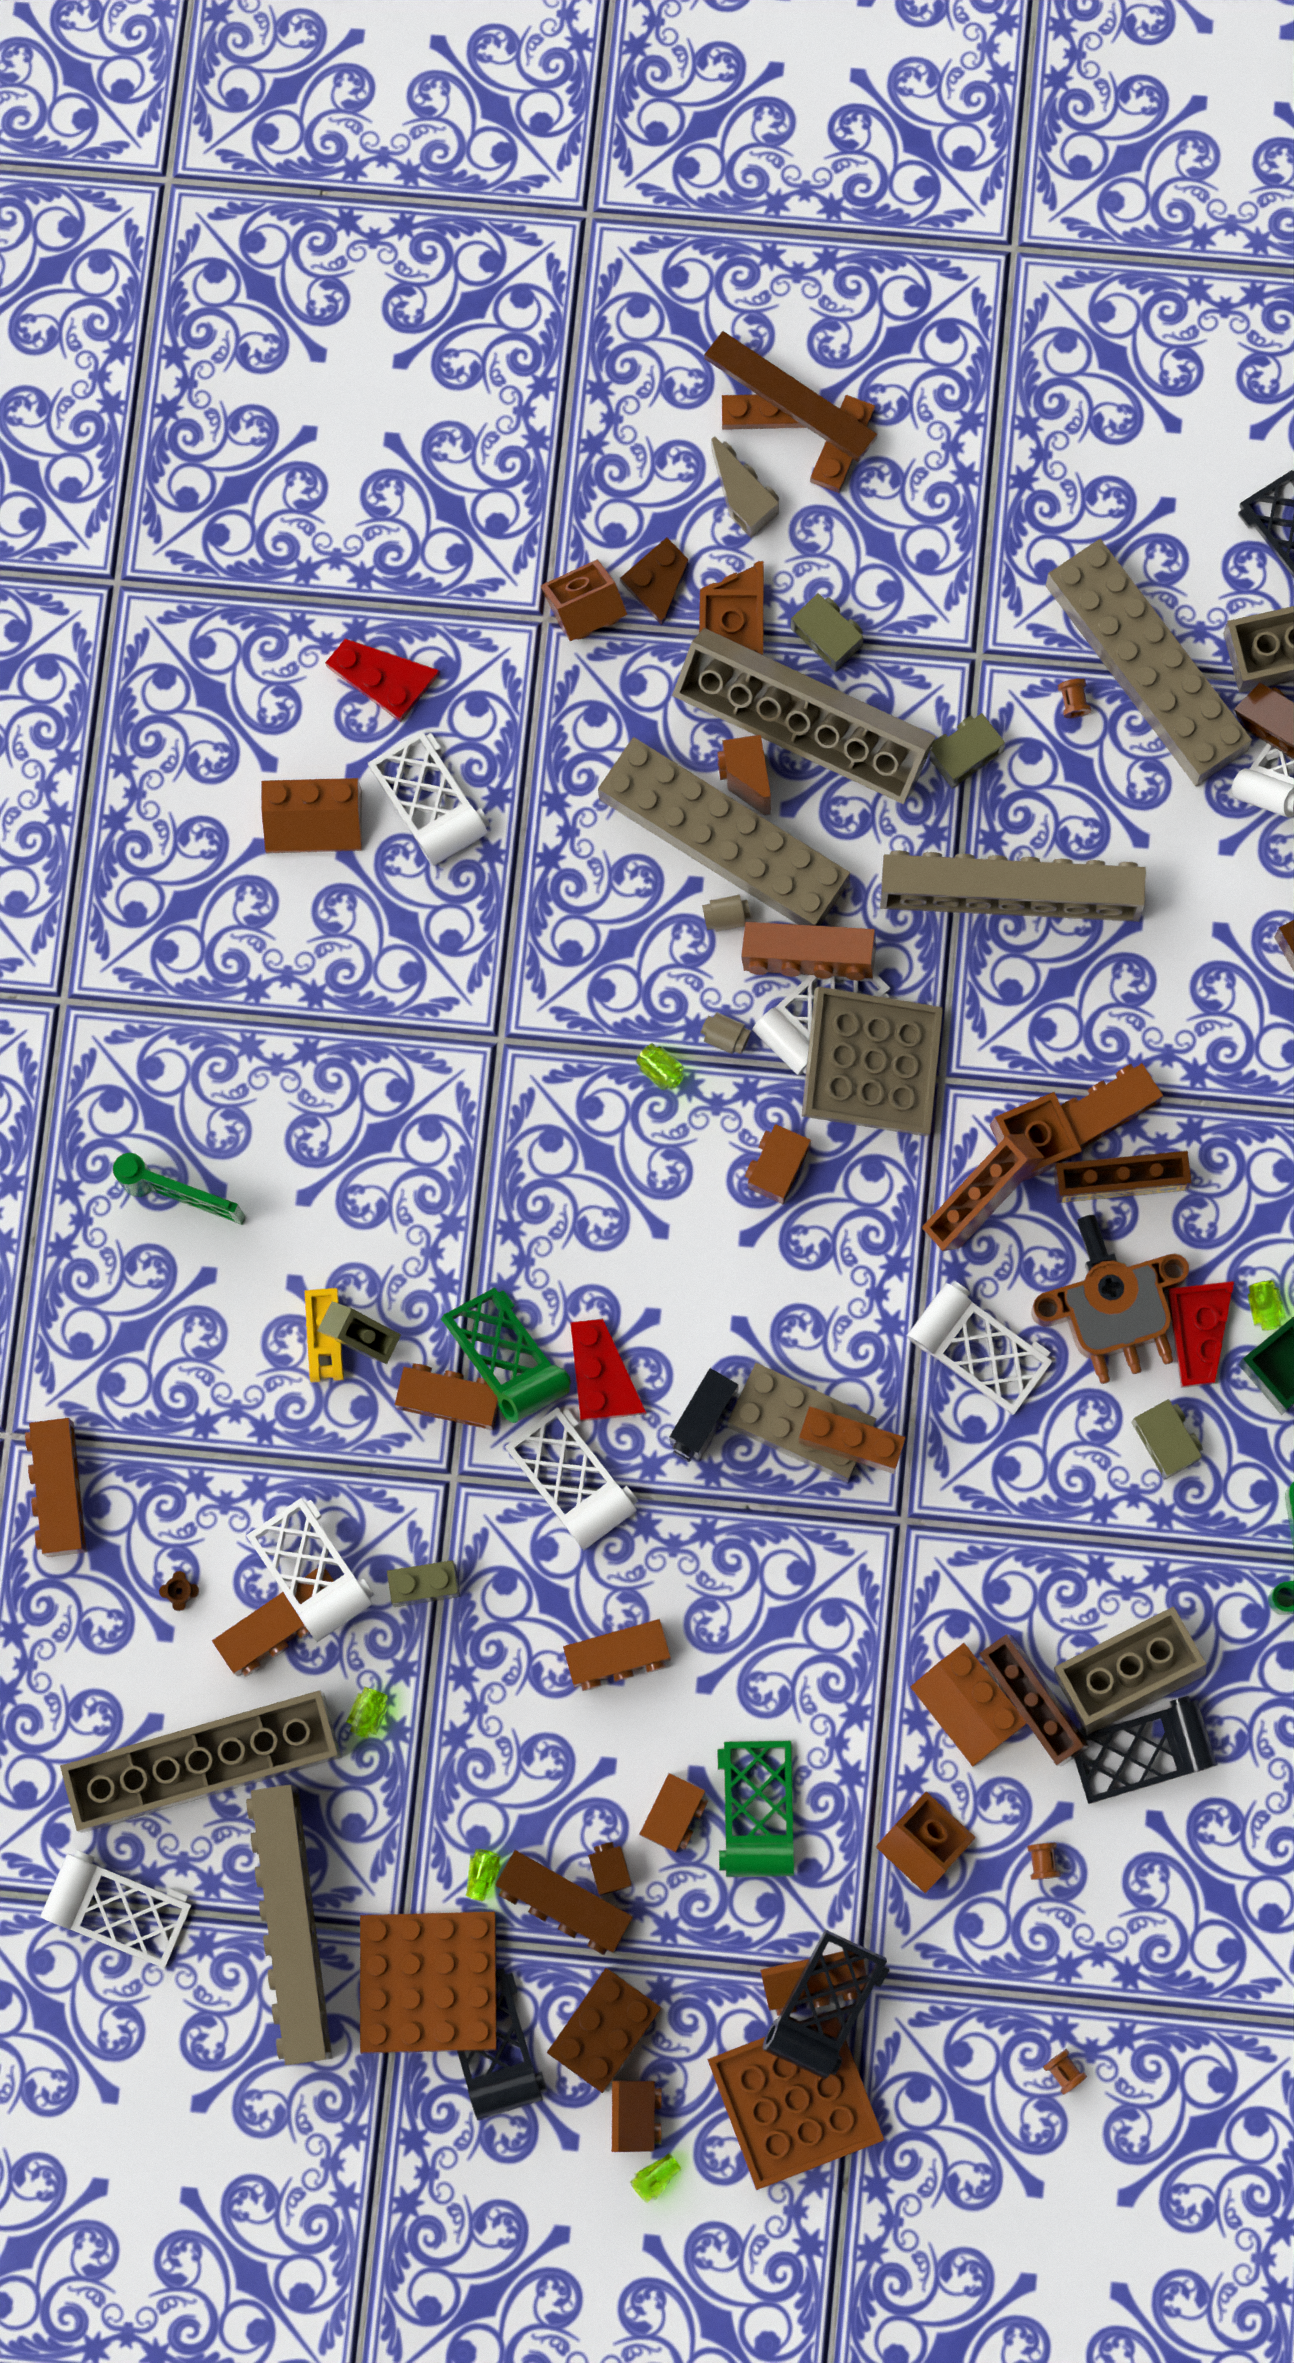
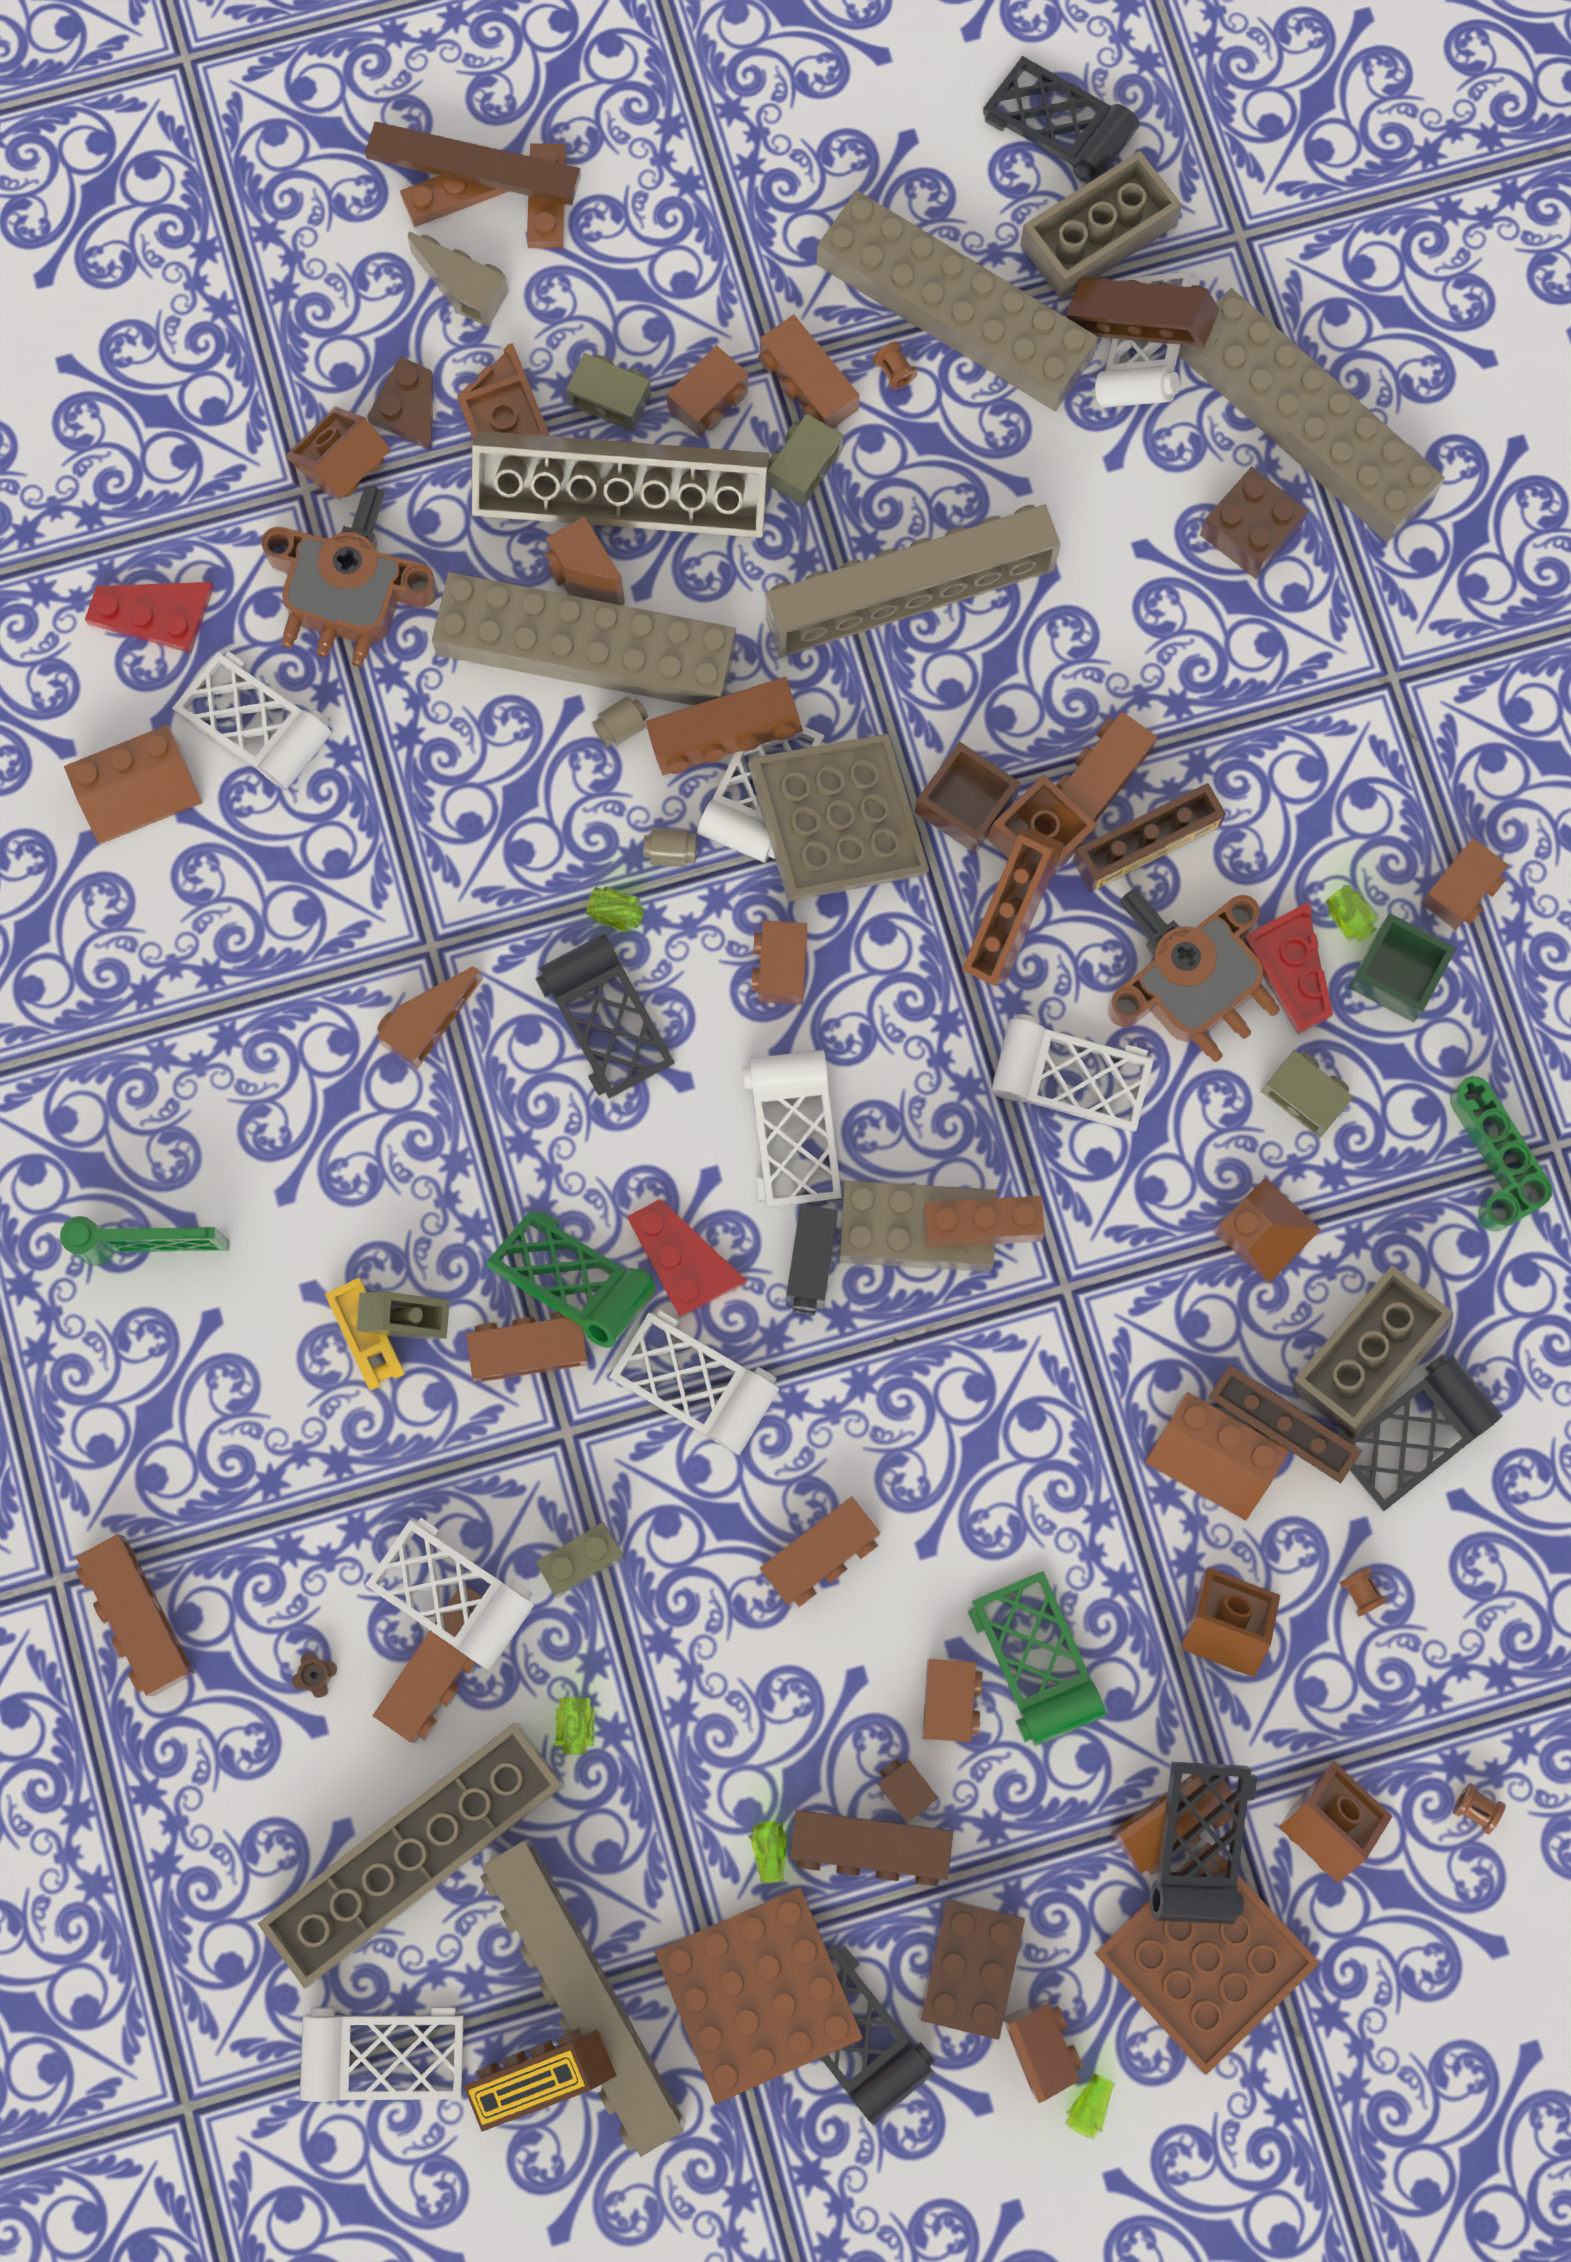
camera: 30 degrees left, 0 degrees up
(230, 1974) = (539, 2080): none -> brick
(470, 1098) = (423, 1020): none -> dark orange slope
(541, 729) = (342, 602): none -> piece
(610, 1109) = (574, 977): none -> black piece
(746, 1261) = (784, 1079): none -> white piece
(909, 662) = (708, 391): none -> dark orange brick
(944, 2035) = (1336, 1822): none -> dark orange slope
(984, 1085) = (966, 797): none -> reddish brown piece
(998, 678) = (808, 373): none -> dark orange brick
(1087, 1537) = (1266, 1230): none -> dark orange slope

